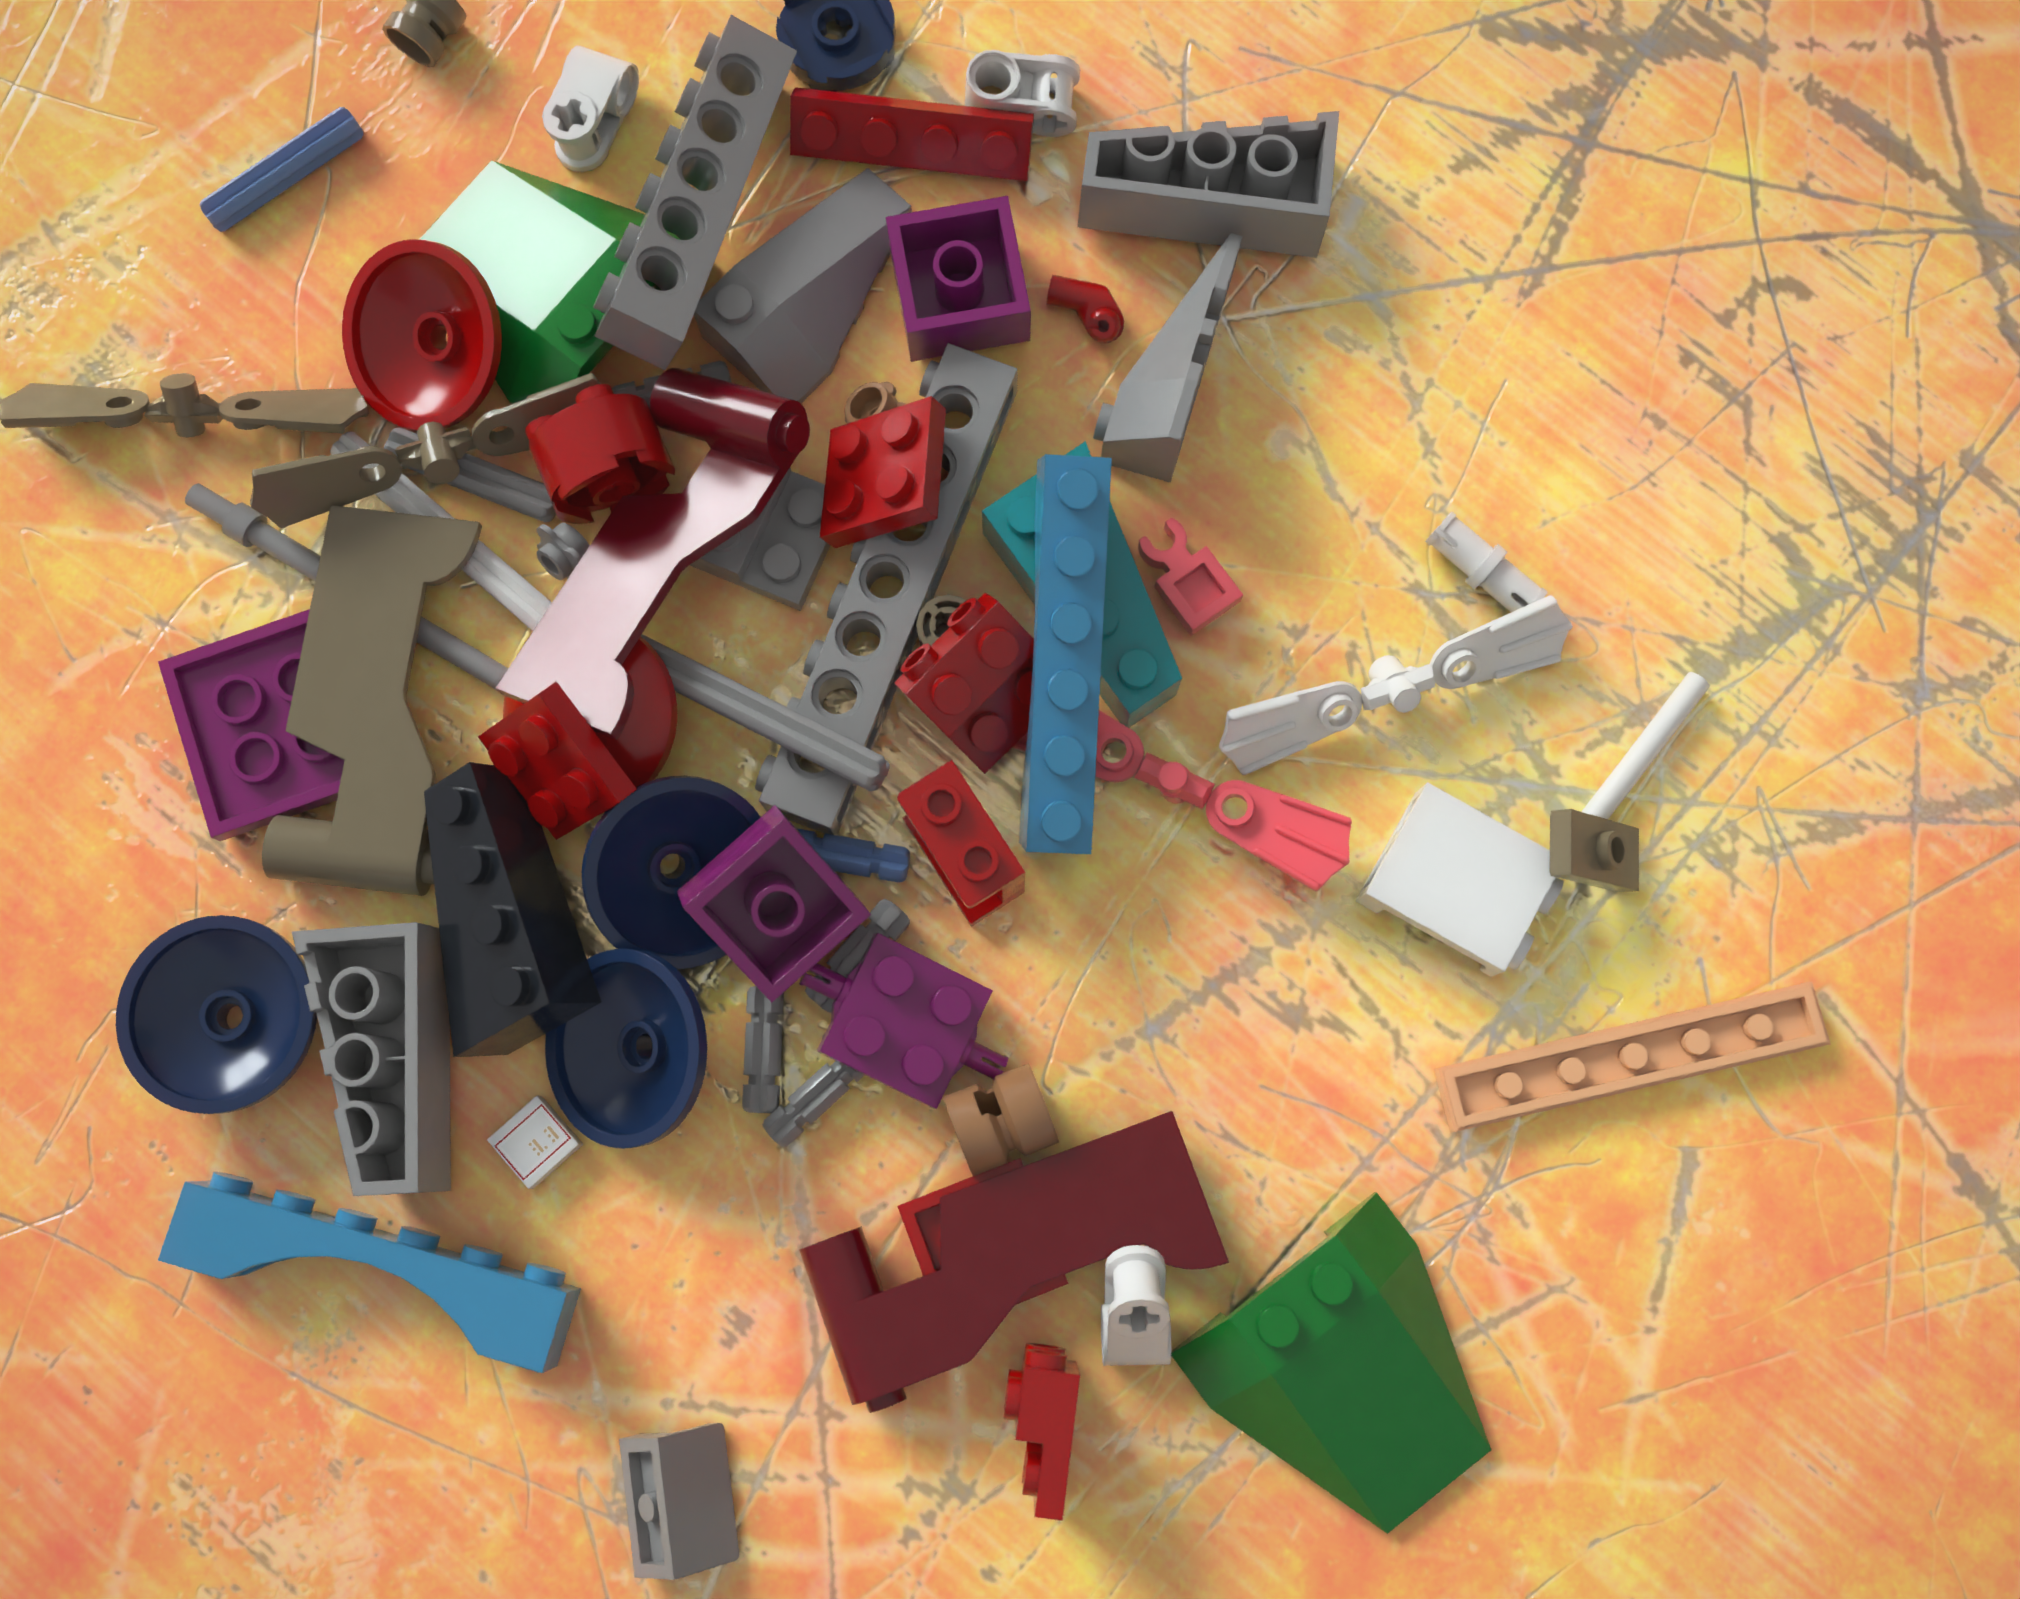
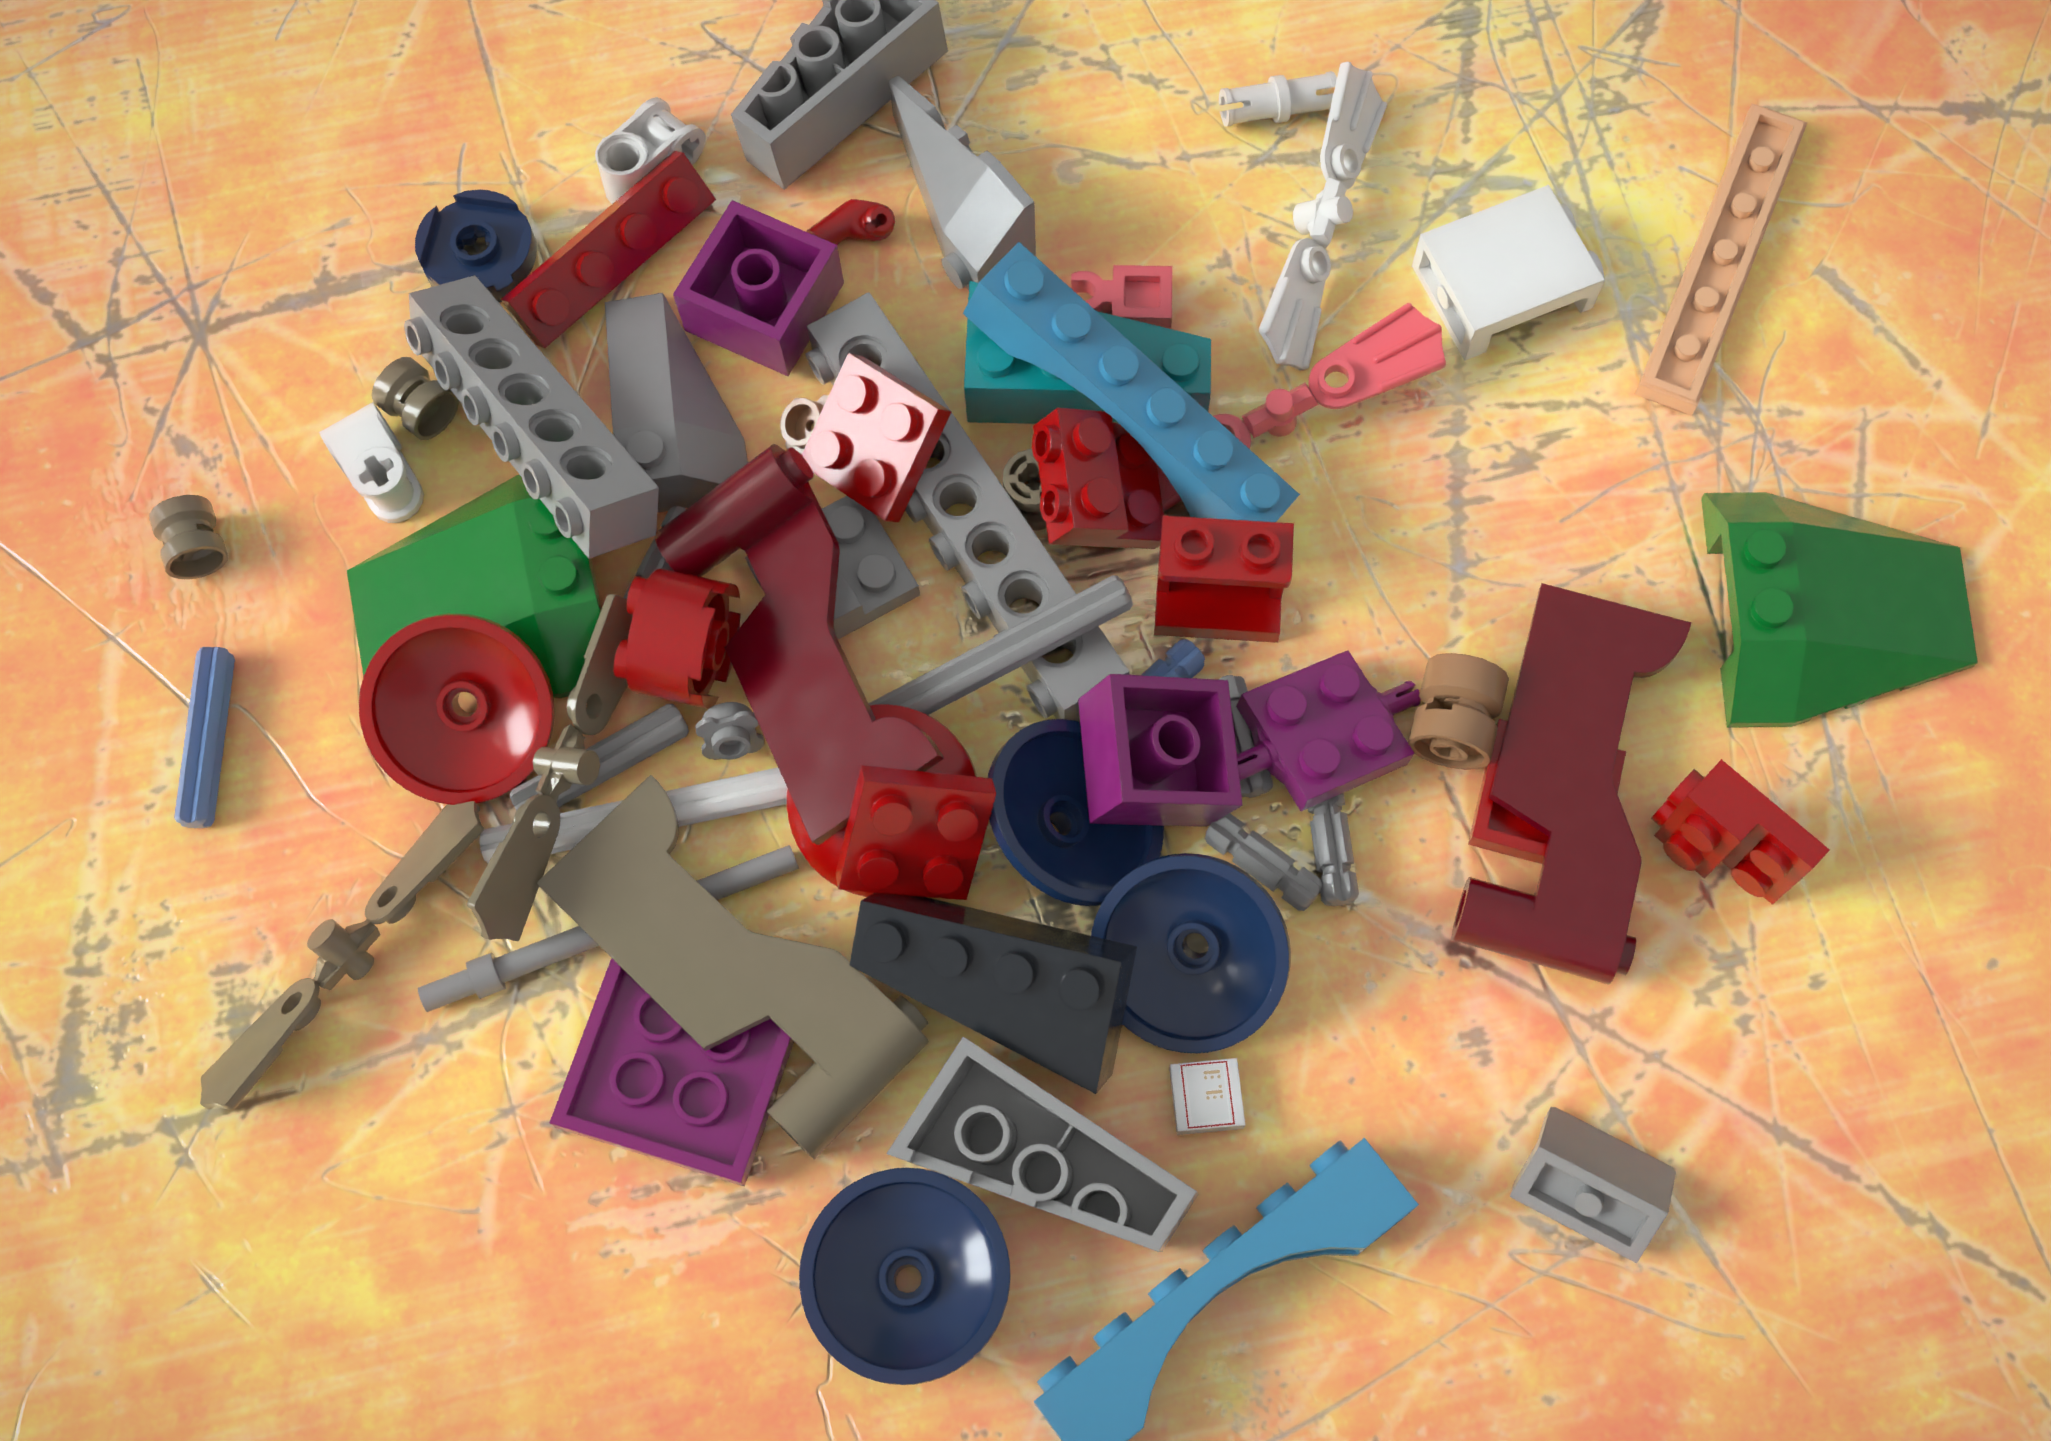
camera: 50 degrees left, 10 degrees down
(662, 80) = (408, 392): none -> dark tan wheel
(1135, 1309) = (1684, 713): white piece -> none
(1594, 851) = (1554, 165): dark tan plate -> none
(1647, 746) = (1498, 97): white bar -> none

